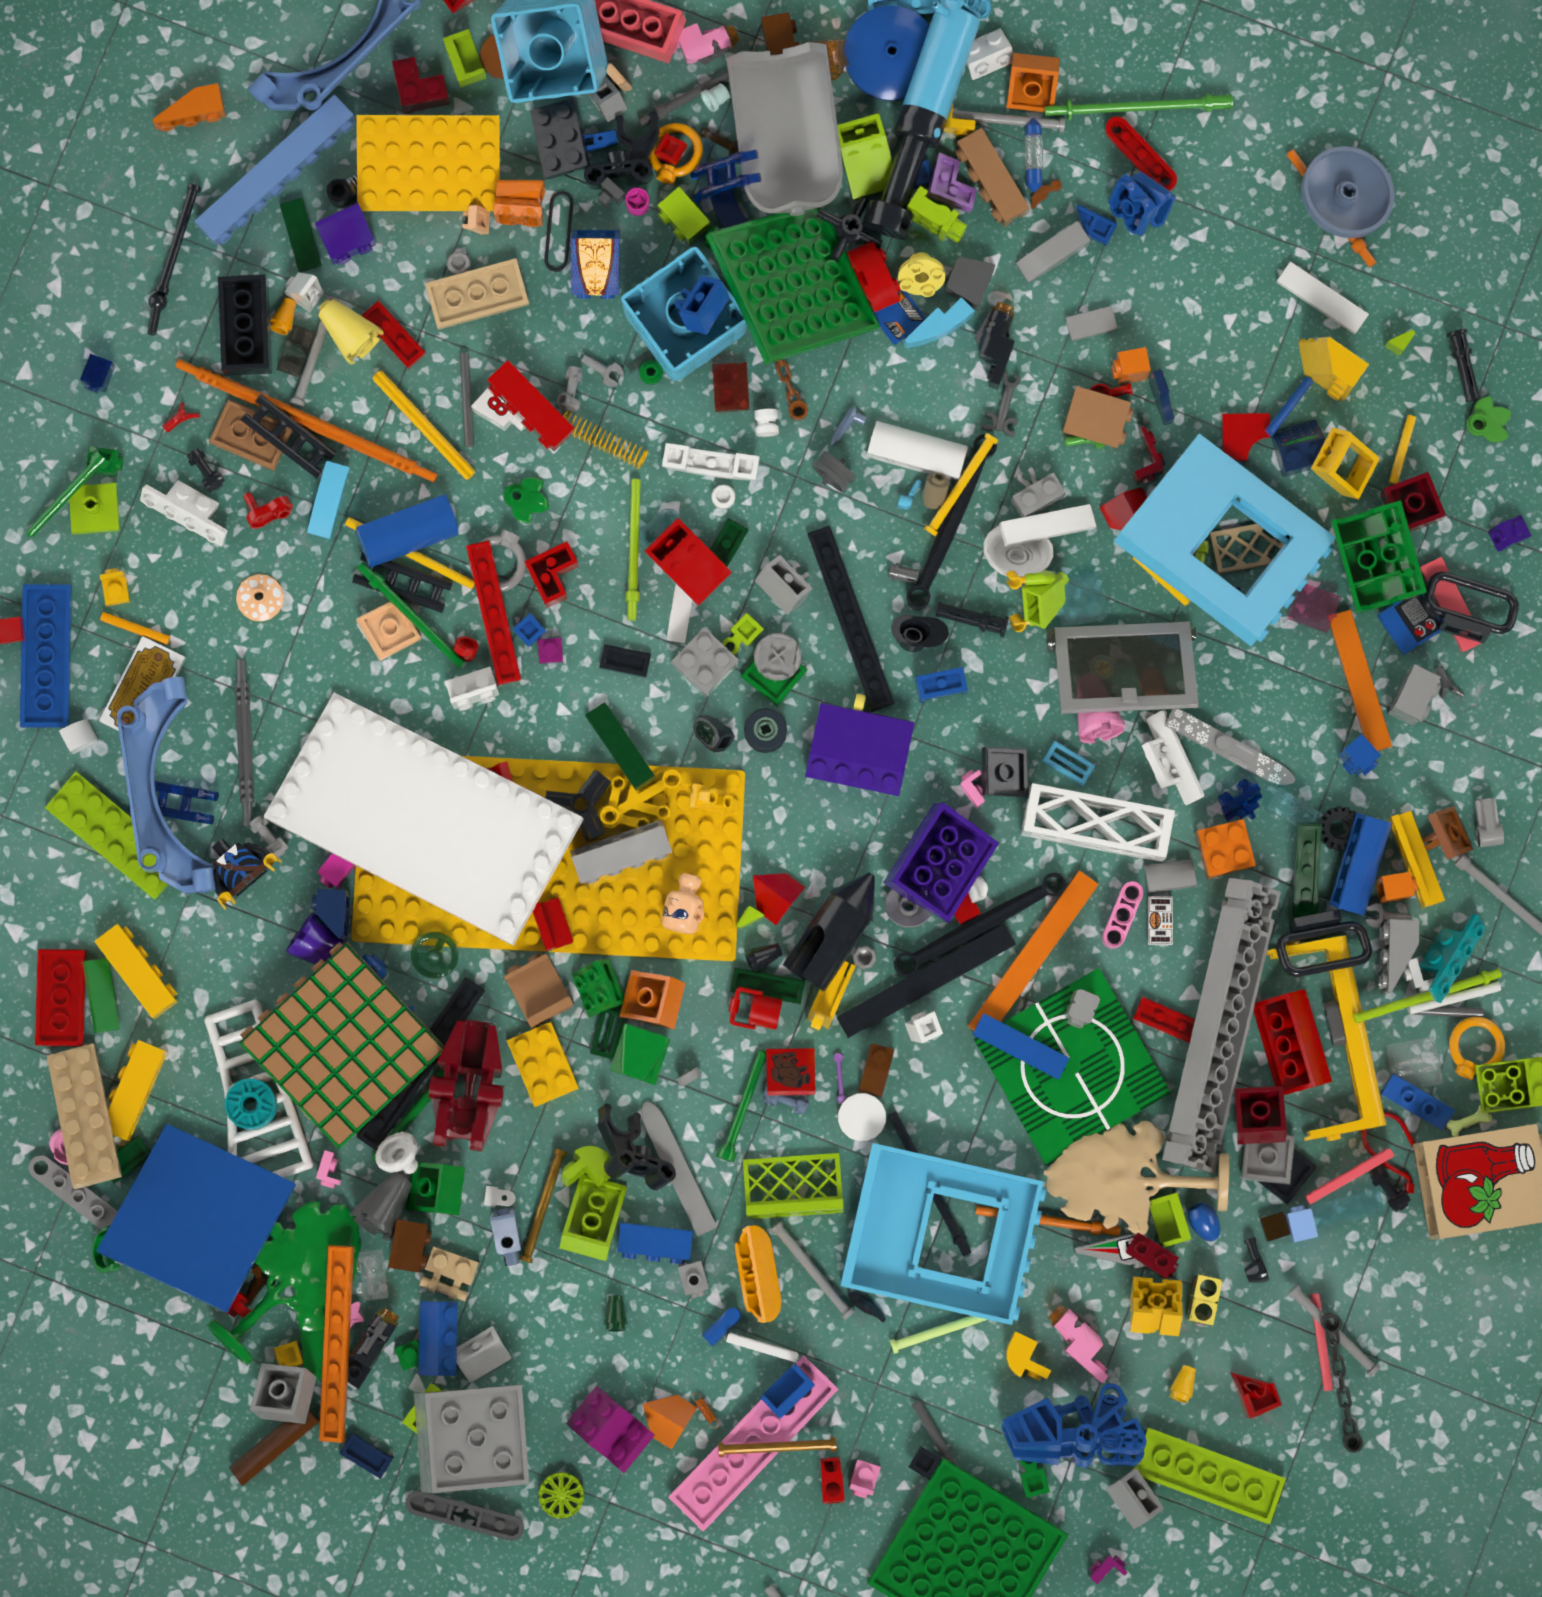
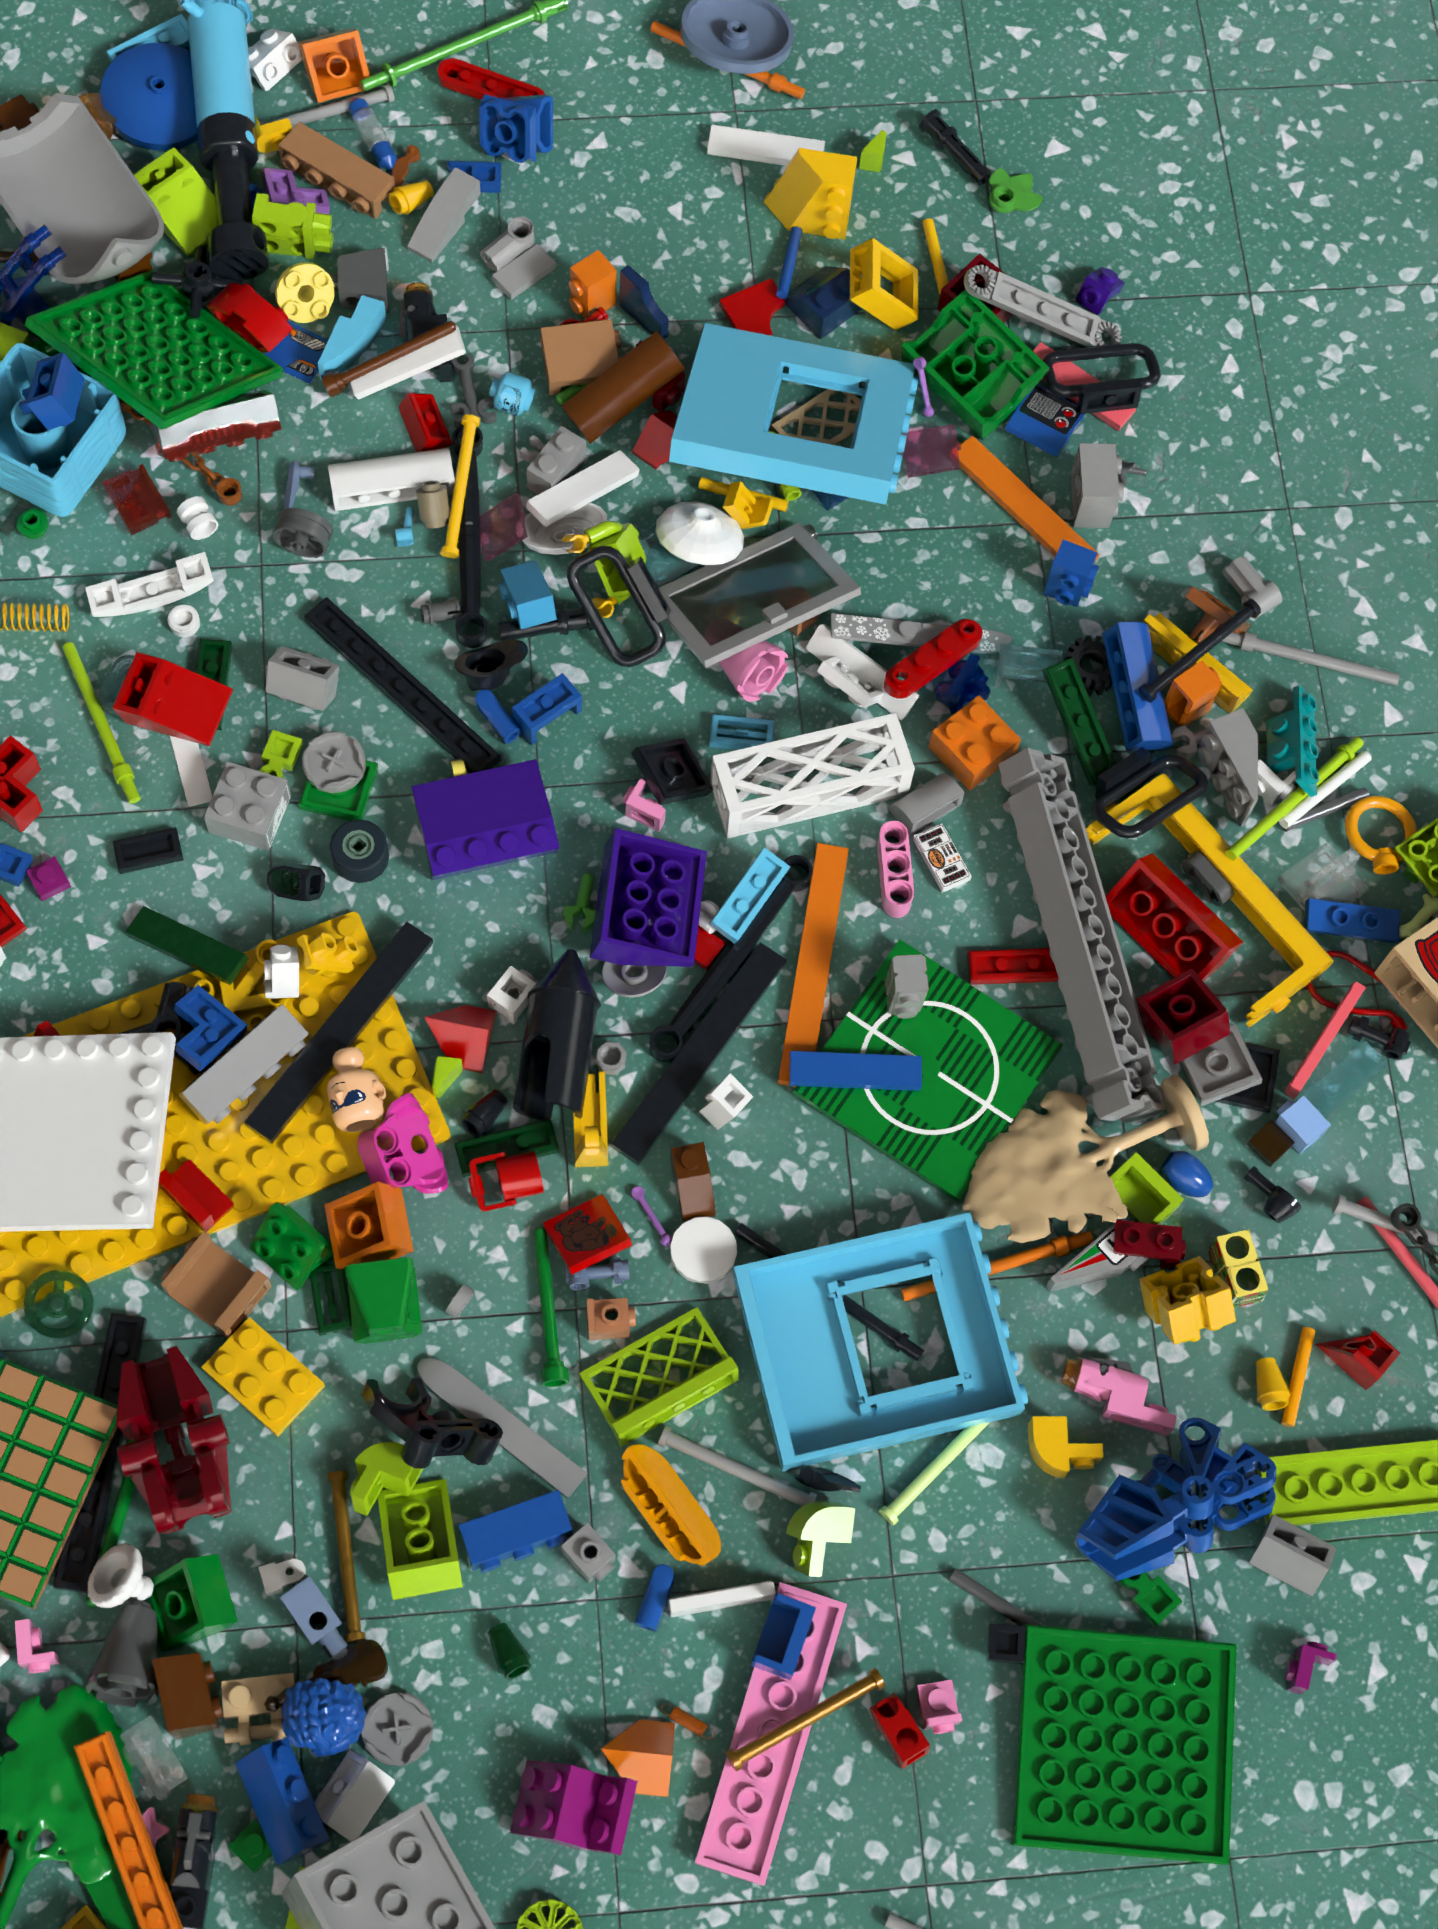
camera: 30 degrees left, 15 degrees down
(484, 1300) = (323, 1716): none -> blue hair
(522, 1279) = (361, 1665): none -> dark brown piece
(526, 1327) = (397, 1729): none -> light grey tile
(613, 818) = (213, 1027): none -> blue plate
(673, 800) = (281, 973): none -> white brick
(694, 855) = (338, 1032): none -> black tile
(703, 978) = (402, 1122): none -> dark pink piece
(770, 1129) = (600, 1327): none -> nougat brick
(811, 879) = (499, 996): none -> white brick
(831, 361) = (224, 424): none -> piece
(841, 1332) = (814, 1526): none -> brick
(898, 837) = (581, 904): none -> bright green bar
(905, 672) = (497, 716): none -> blue bar
(911, 356) = (337, 381): none -> reddish brown piece
(961, 416) = (424, 422): none -> red slope
(968, 366) = (410, 365): none -> white tile
(968, 592) = (527, 595): none -> dark azure brick
(976, 530) = (502, 527): none -> clear pink piece
(1011, 890) = (749, 895): none -> medium azure plate
(1033, 425) = (512, 393): none -> medium azure head
(1036, 223) = (410, 196): none -> yellow cone
(1046, 629) = (643, 591): none -> black bar
(1087, 300) = (509, 245): none -> light grey piece
(1113, 461) = (623, 387): none -> reddish brown brick
(1113, 599) = (699, 533): none -> white hat
(1157, 594) = (745, 508): none -> yellow bracket
(1205, 1387) = (1298, 1376): none -> light orange bar
(1228, 774) = (932, 658): none -> red plate
(1336, 543) = (920, 363): none -> medium lavender hinge
(1413, 863) = (1250, 609): none -> black bar
(1450, 538) = (1040, 307): none -> light grey plate

